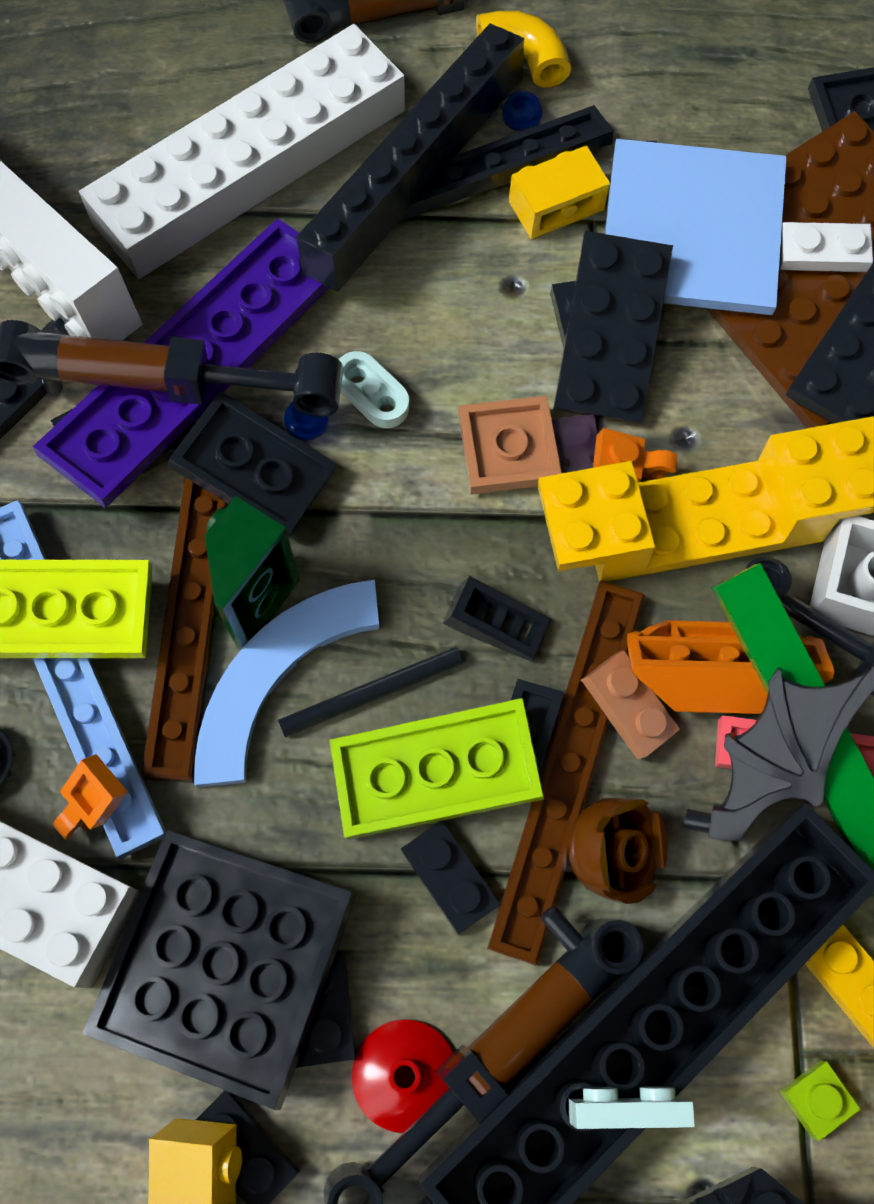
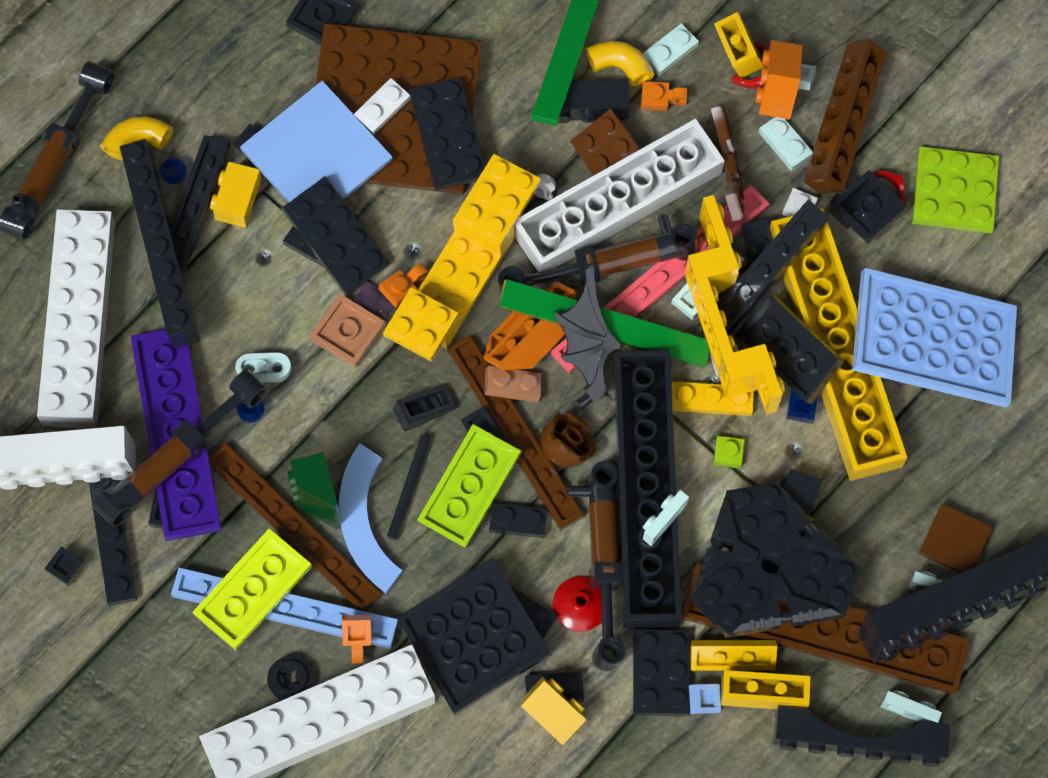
camera: 50 degrees left, 0 degrees up
(250, 458) = (255, 449): black plate -> none

